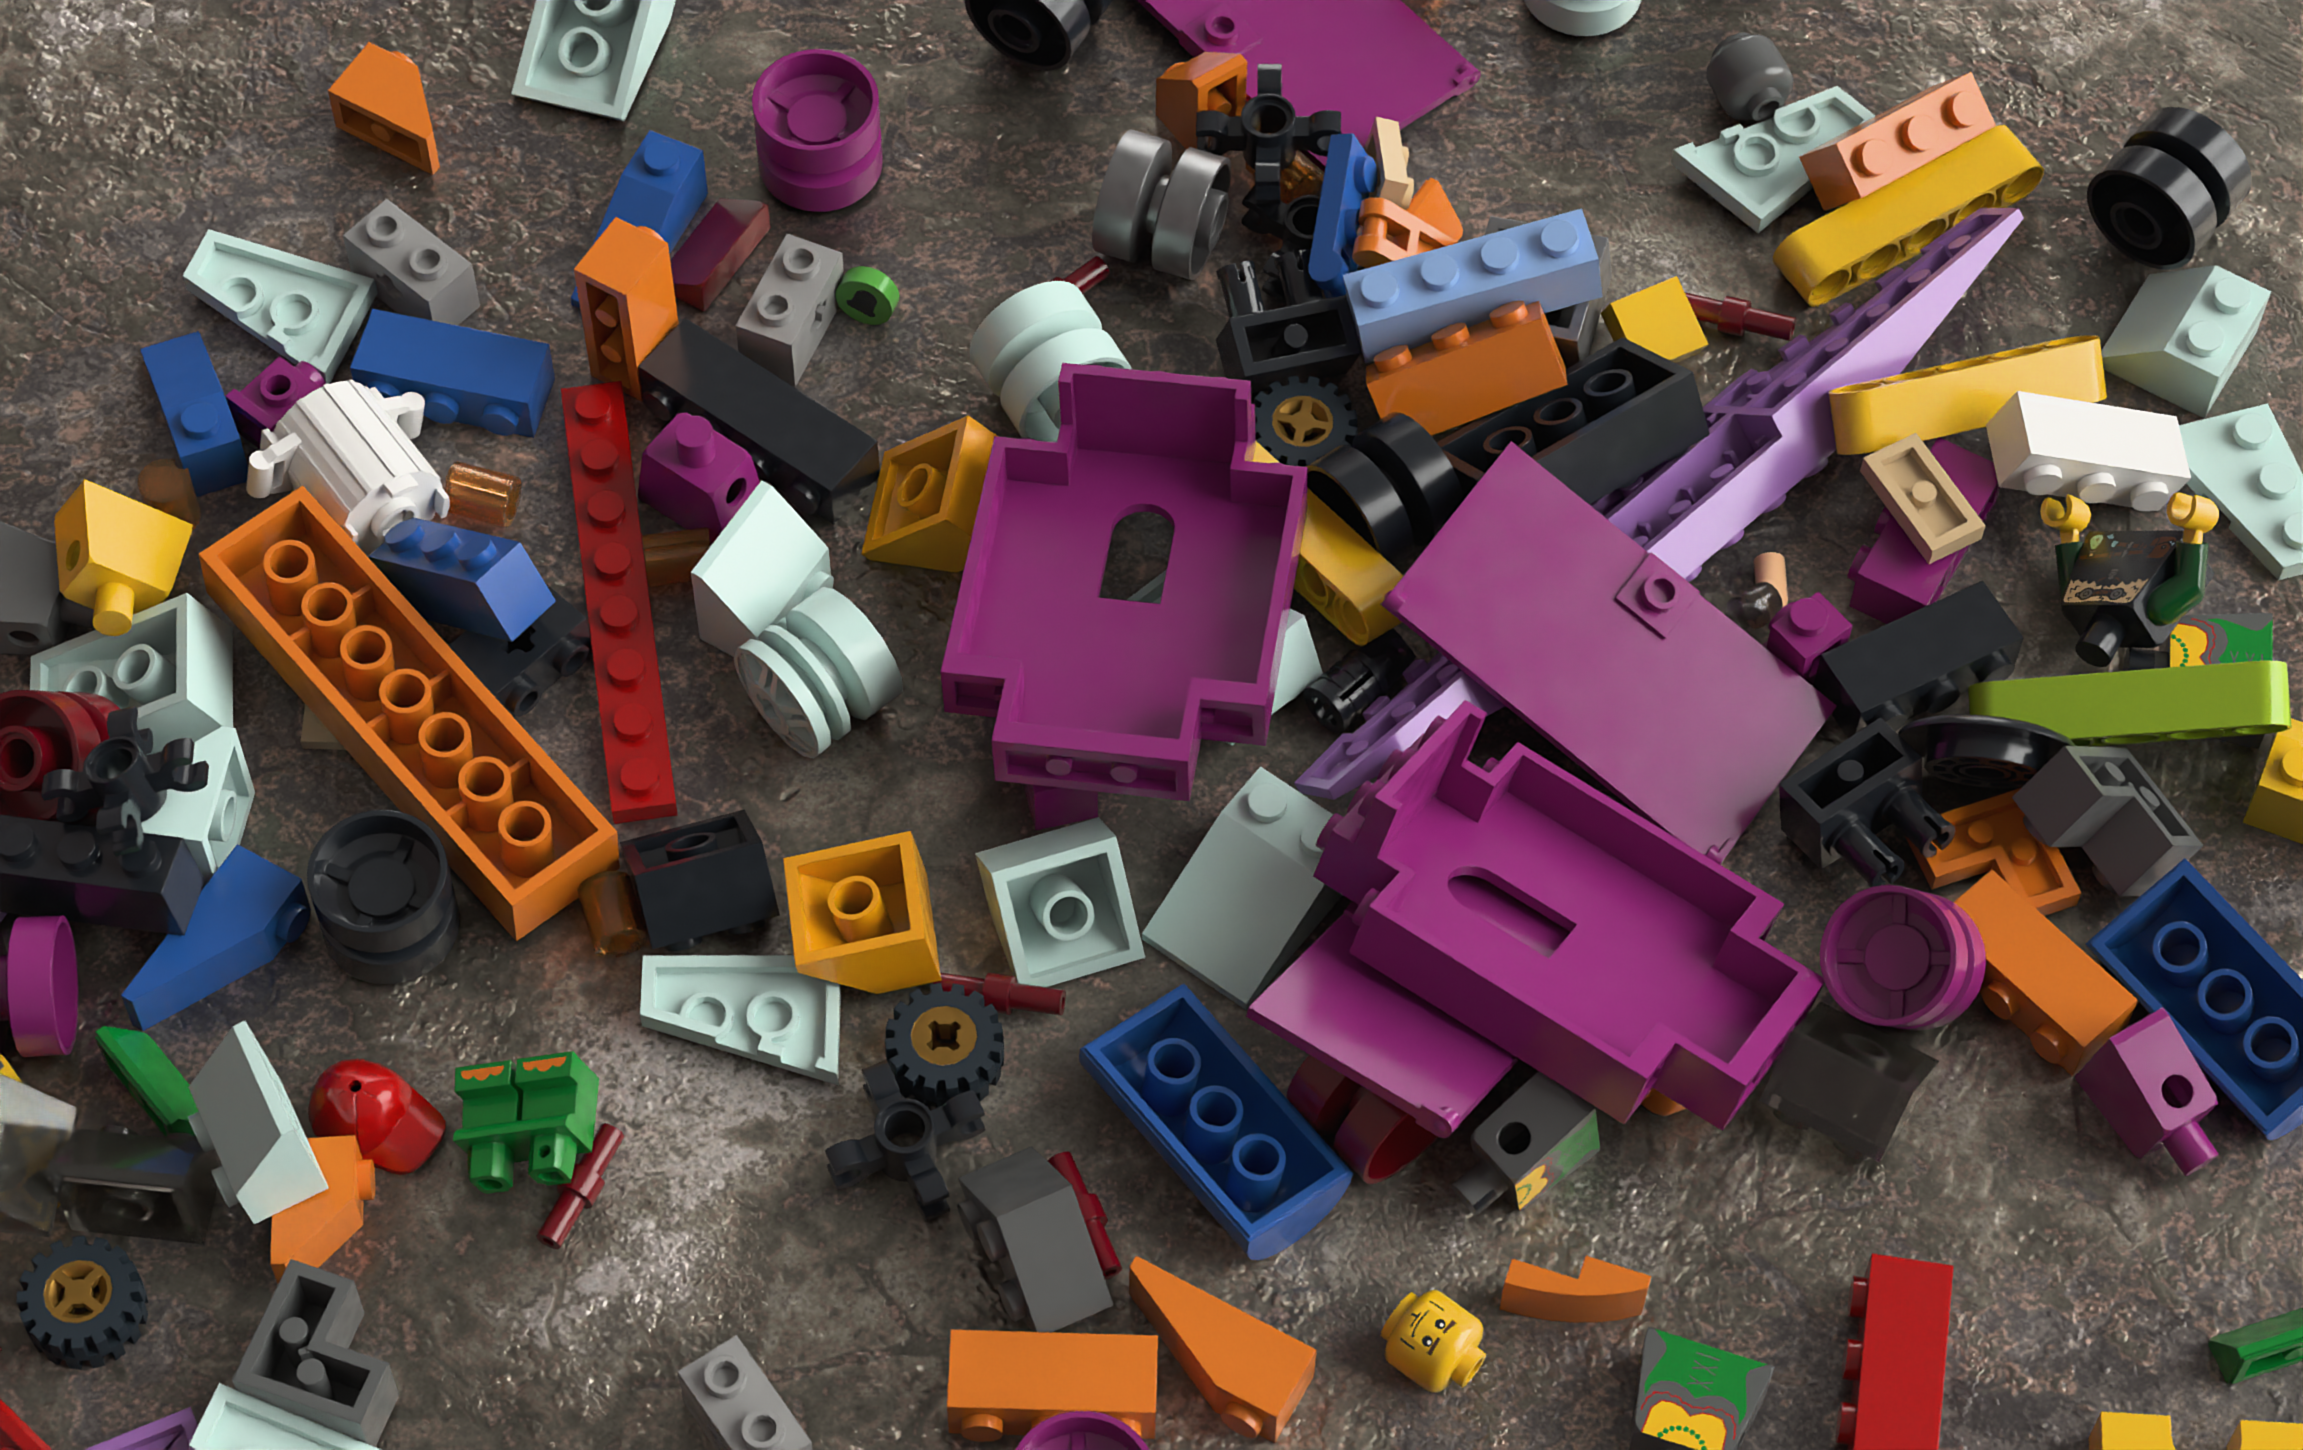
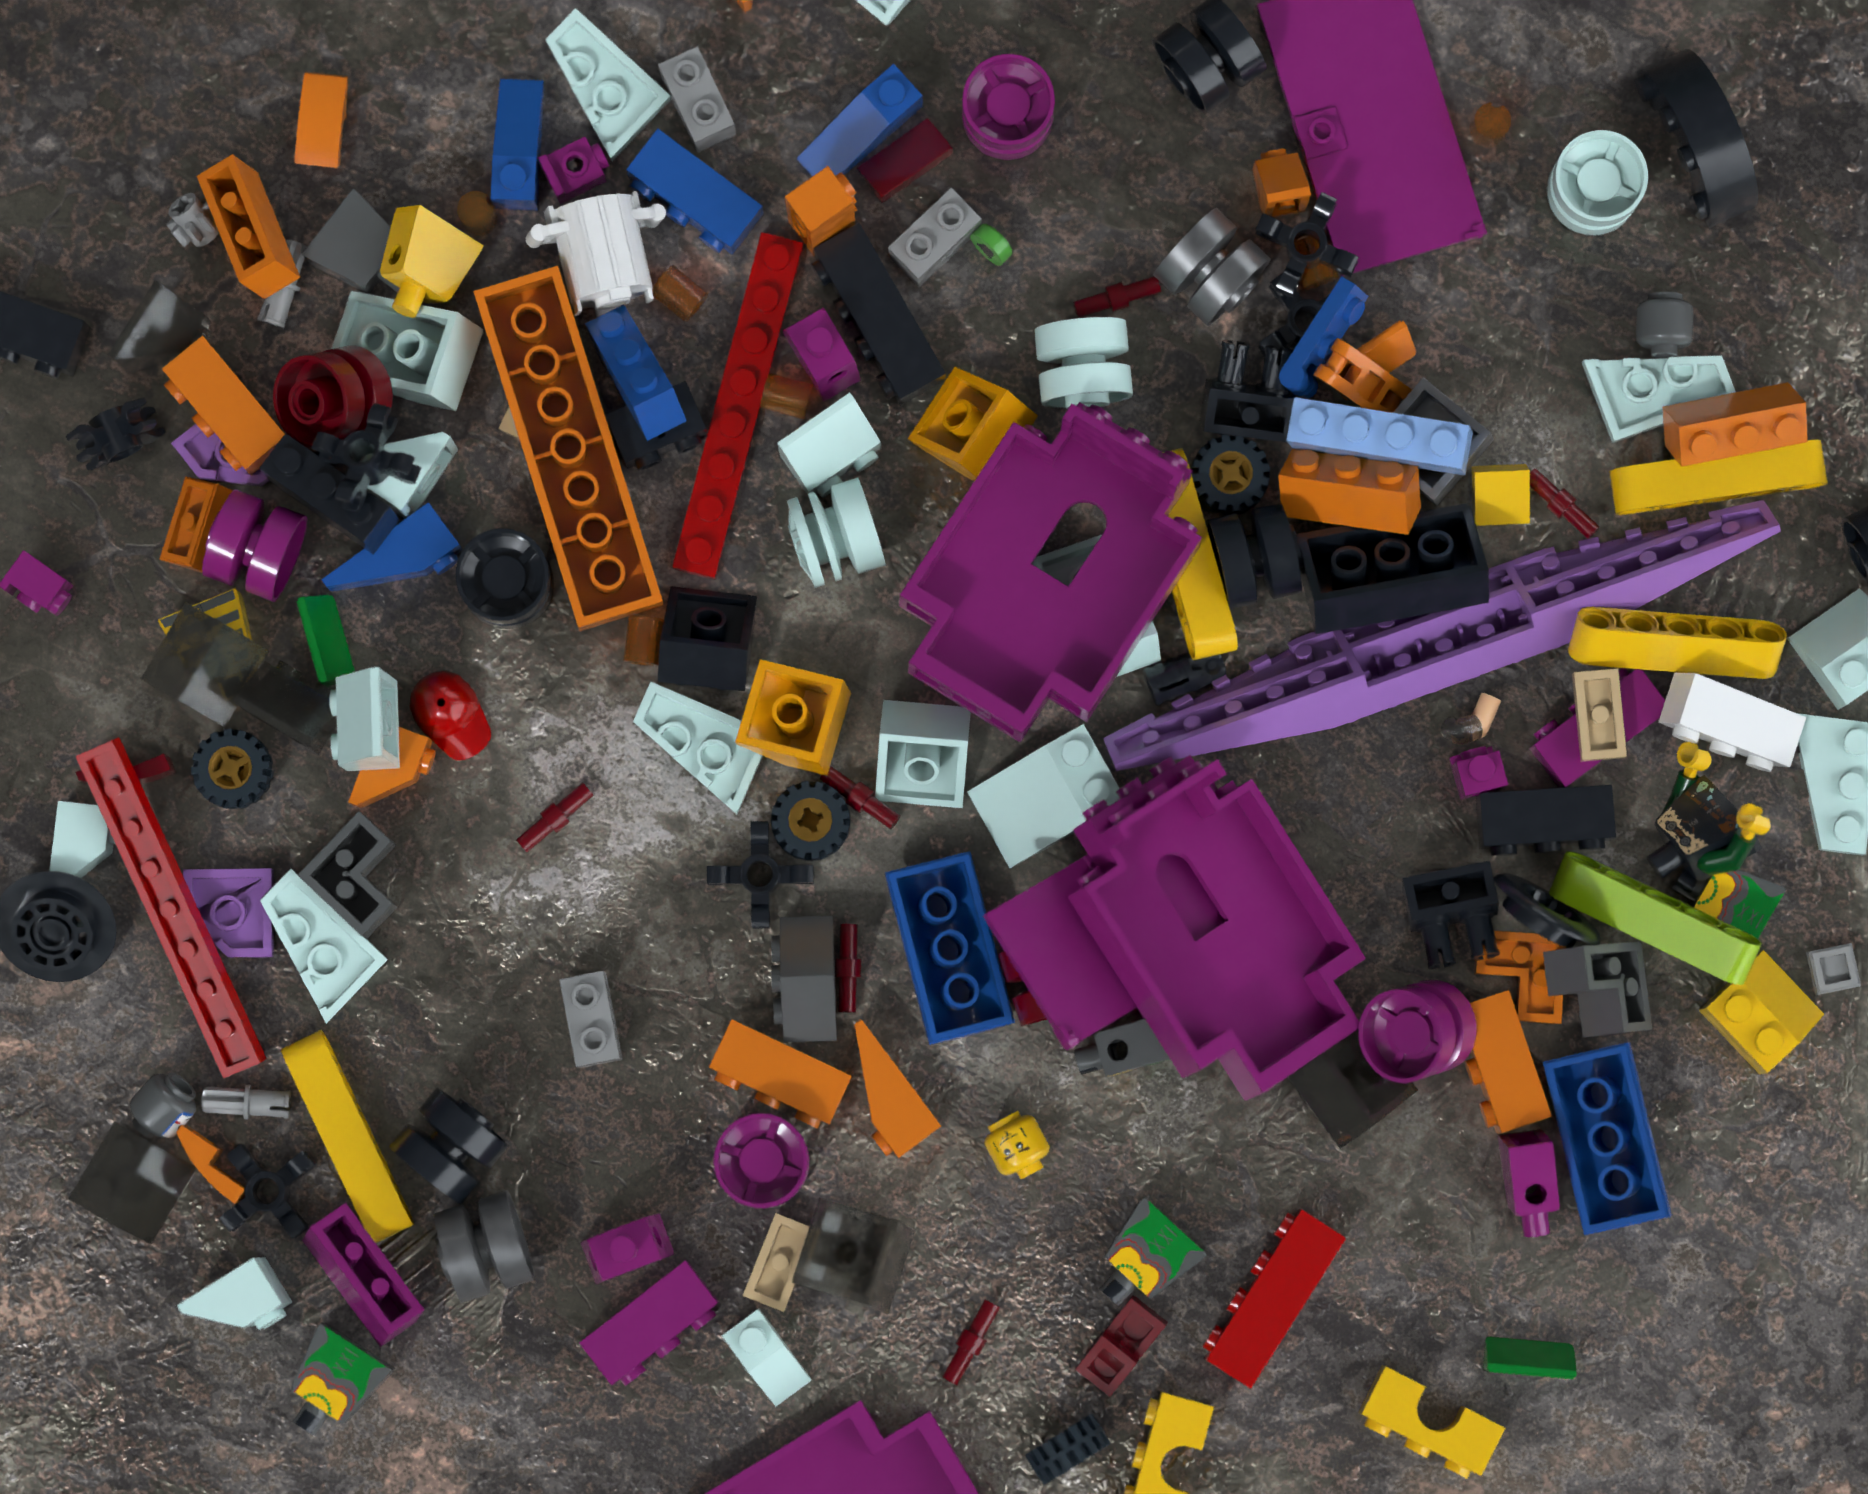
camera: 25 degrees right, 25 degrees up
(526, 1113) = (538, 761): green hips -> none
(1391, 162) = (1382, 288): tan plate -> none
(1598, 1295) = (1127, 1154): orange slope -> none
(1609, 655) = (1340, 740): magenta door -> none

